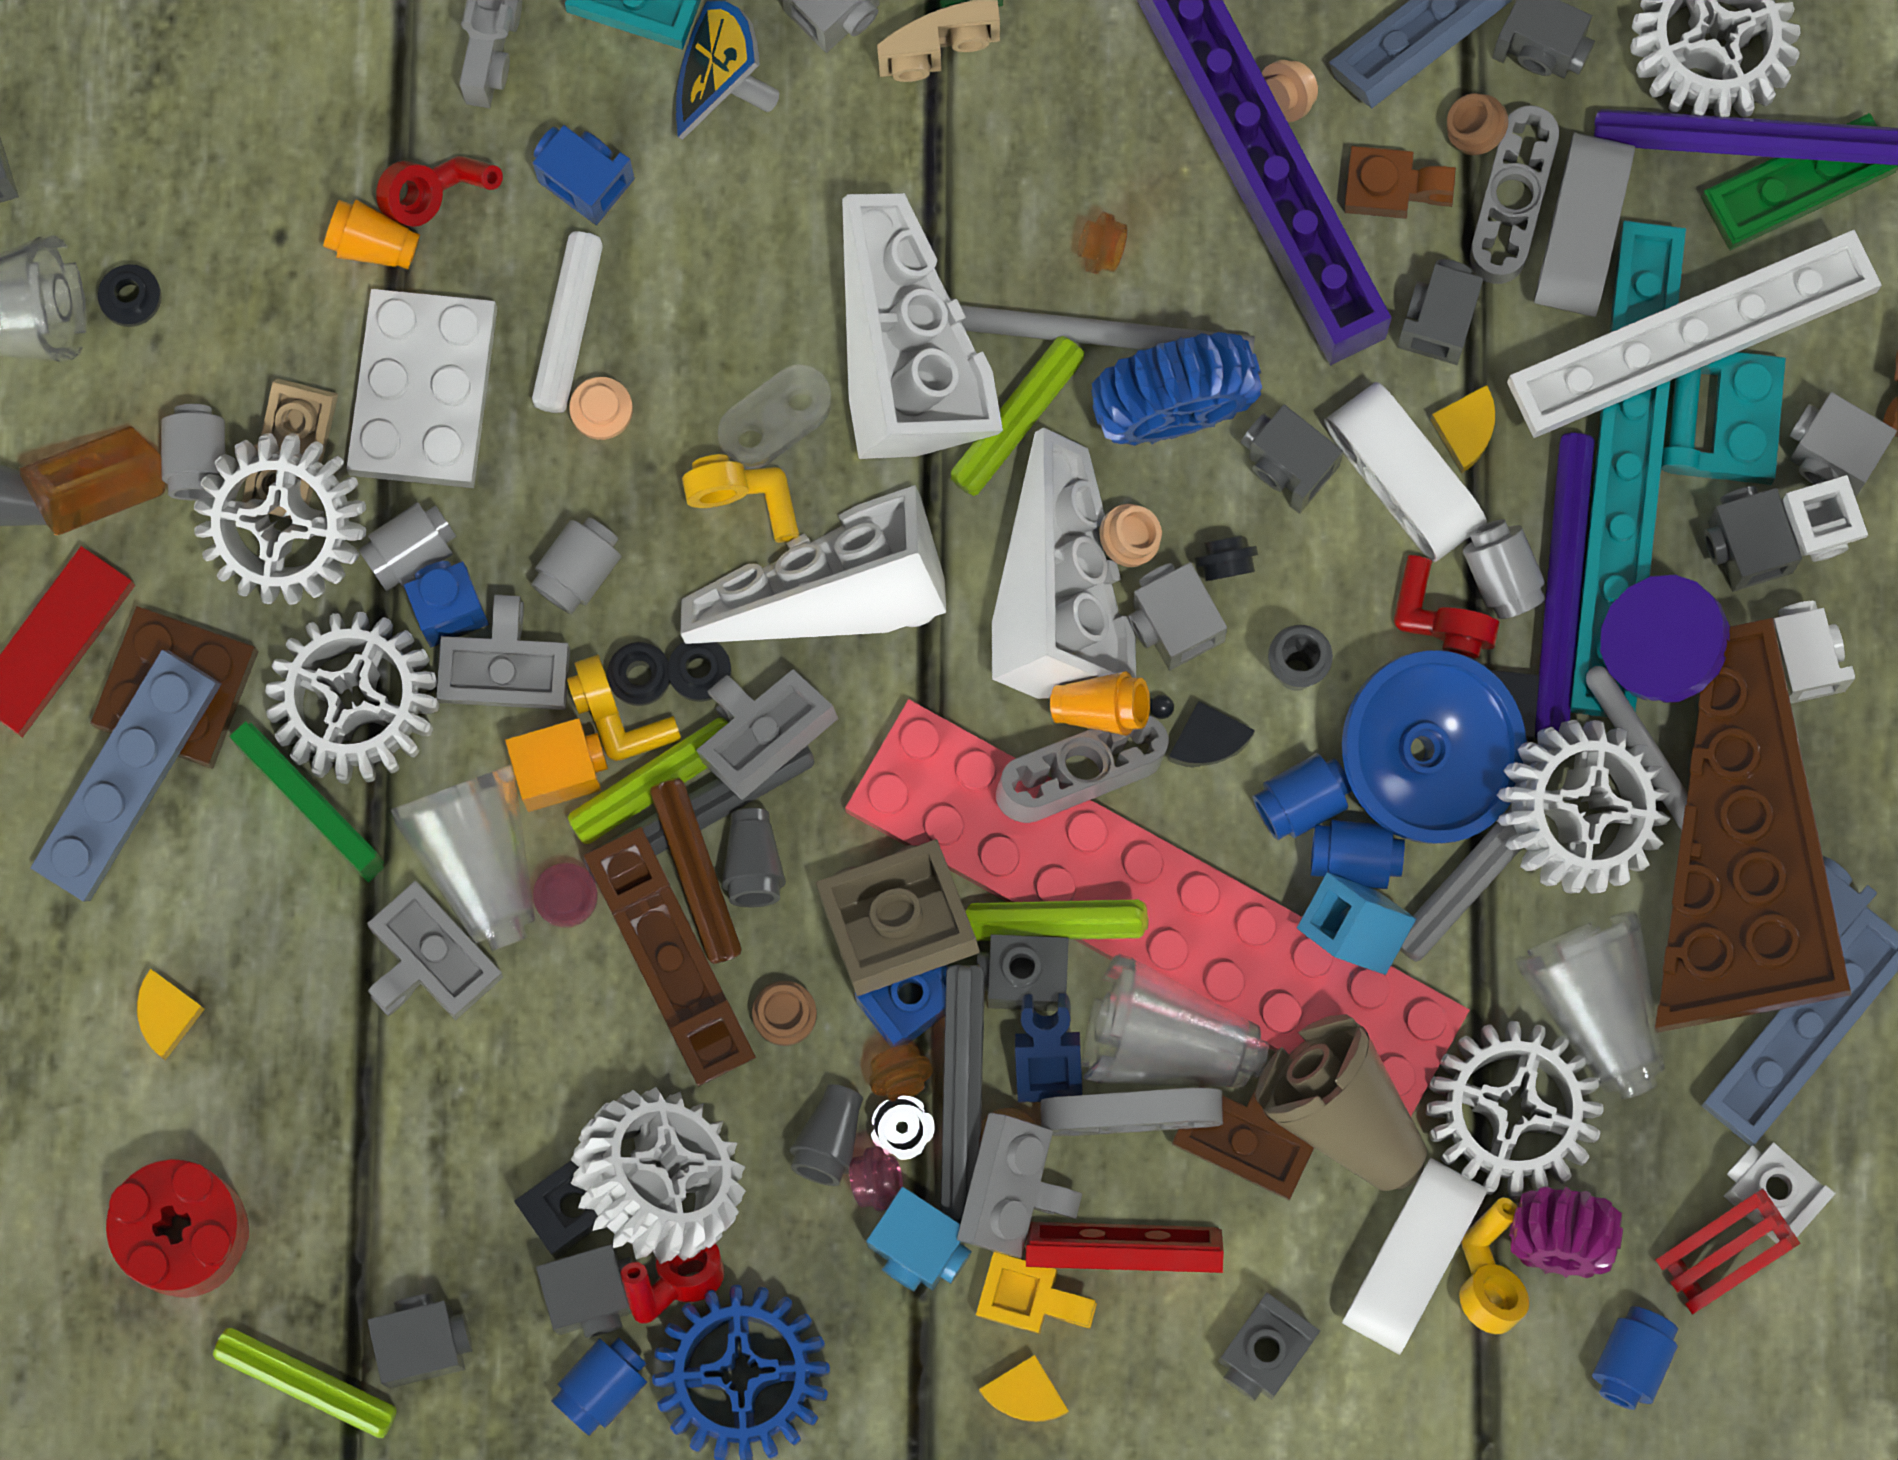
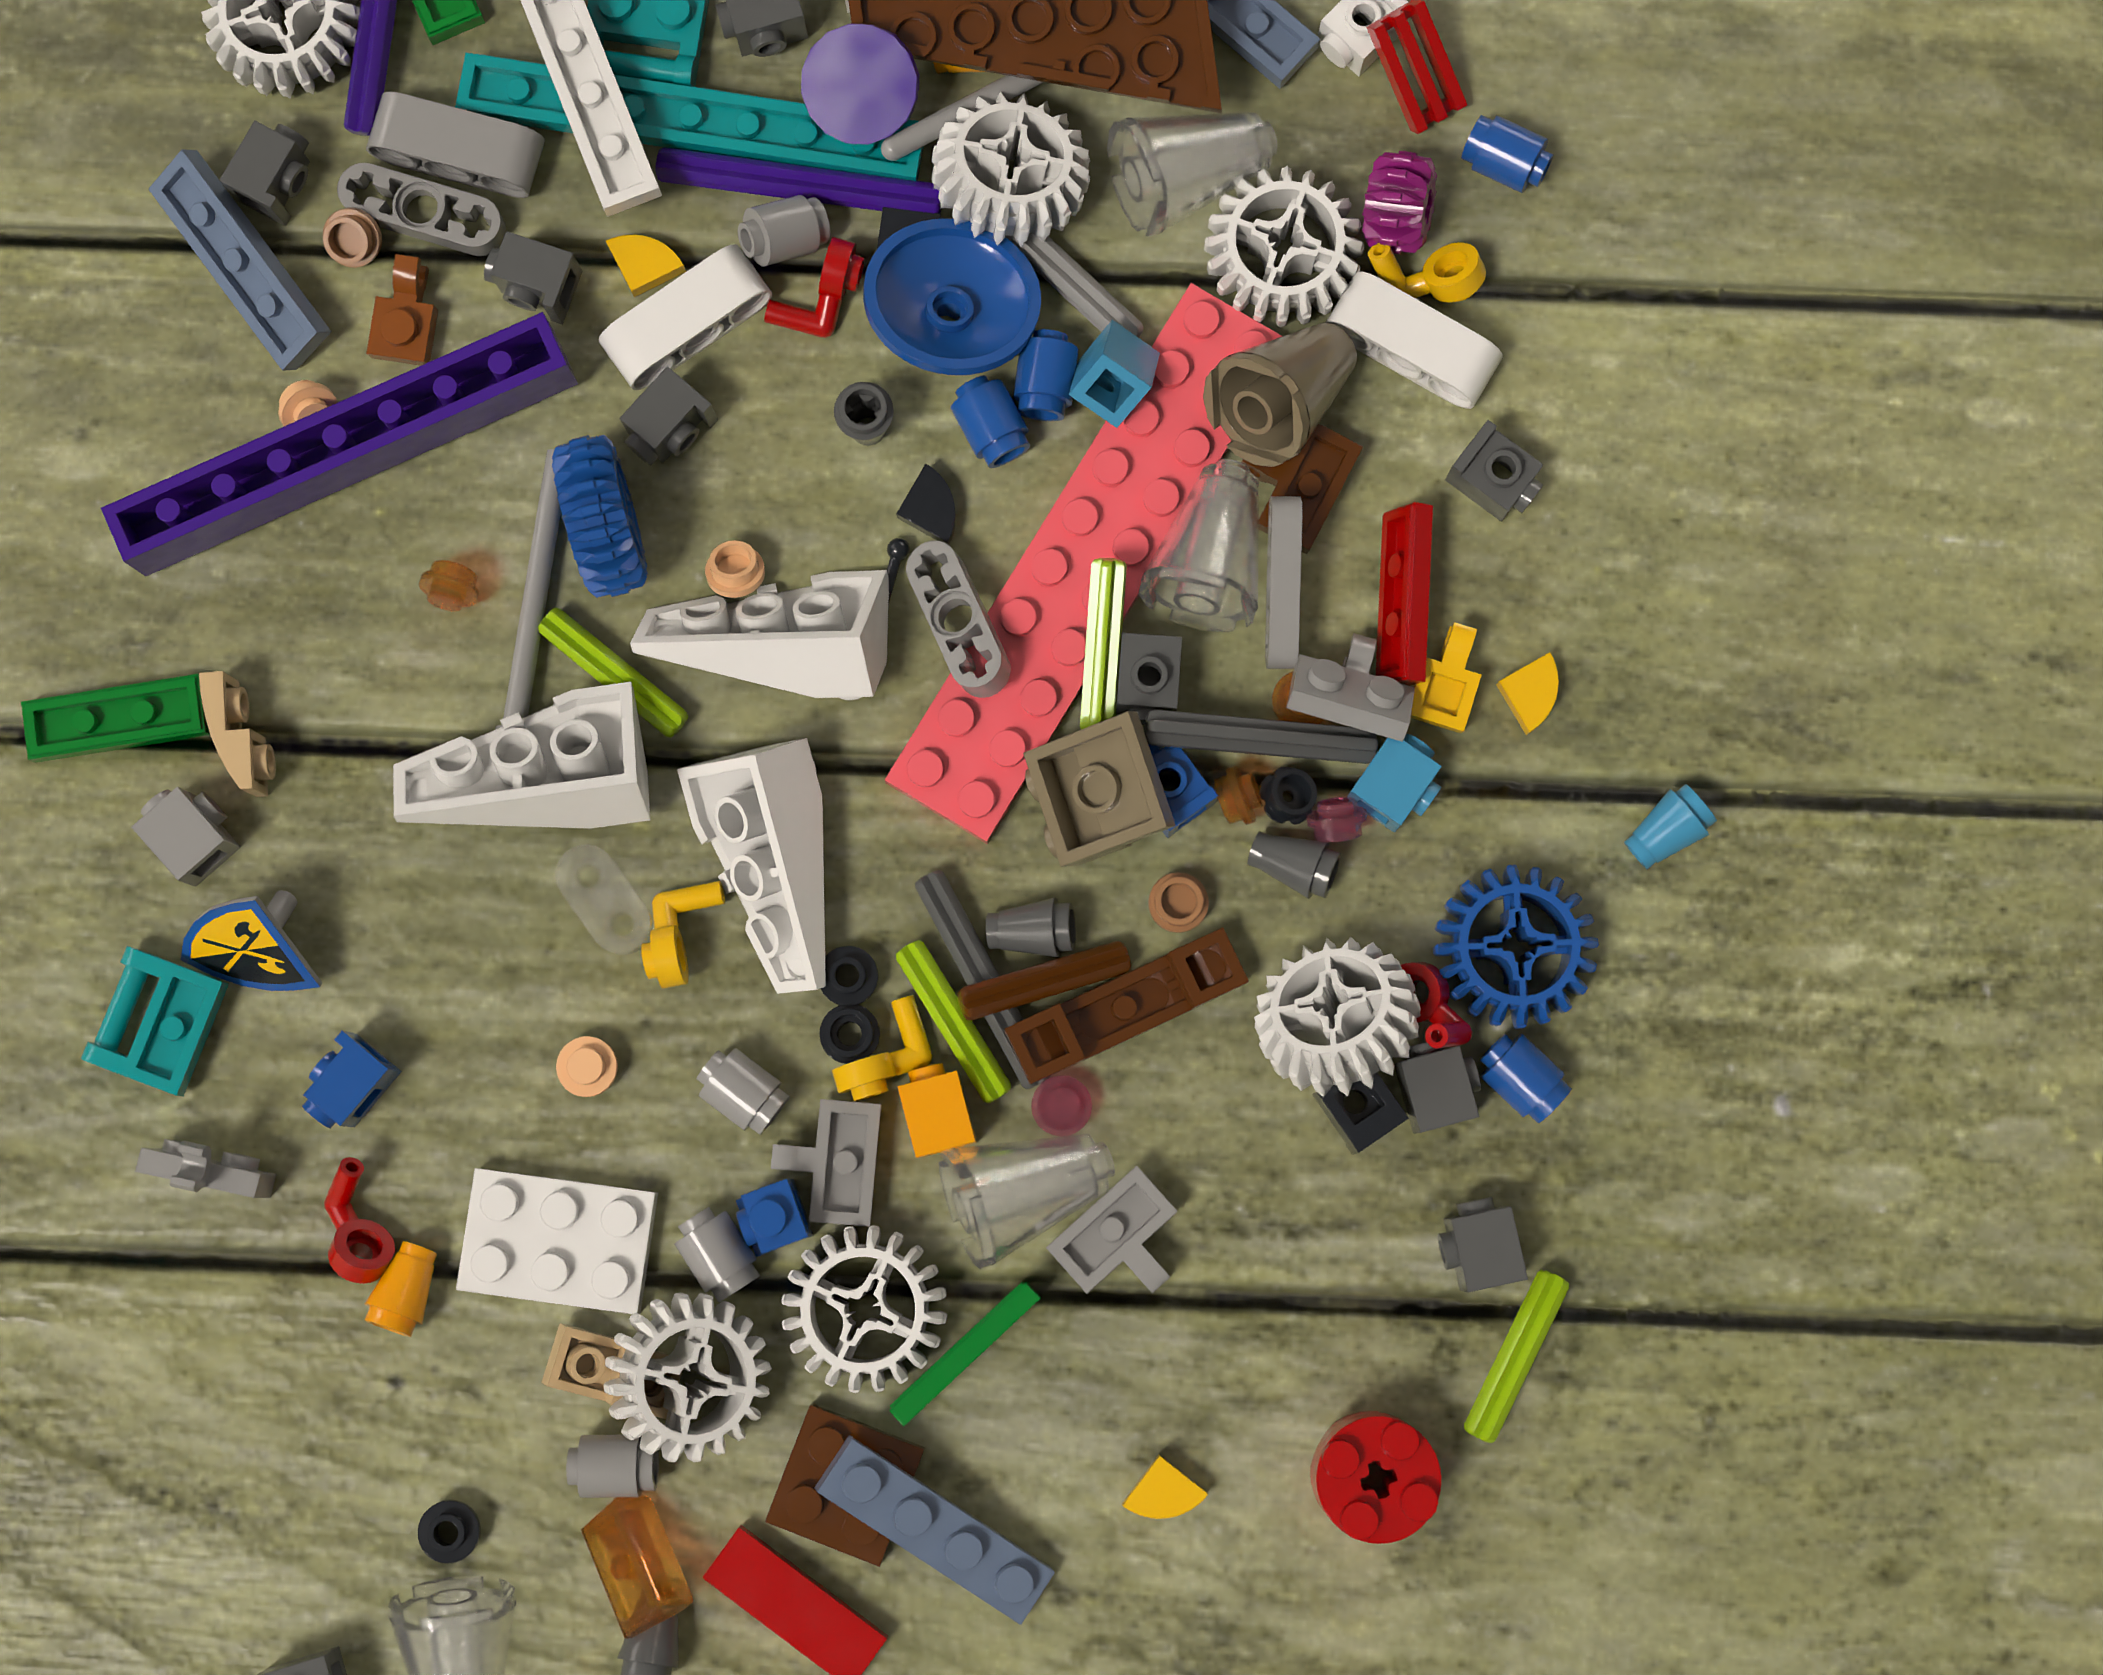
camera: 90 degrees left, 5 degrees up
(567, 322) = (498, 1098): white axle -> none
(763, 731) = (914, 912): light grey plate -> none
(1046, 1054) = (1227, 657): dark blue plate -> none
(1103, 703) = (900, 594): light orange cone -> none
(1176, 615) = (814, 529): light grey brick -> none
(1226, 558) = (762, 482): black plate -> none

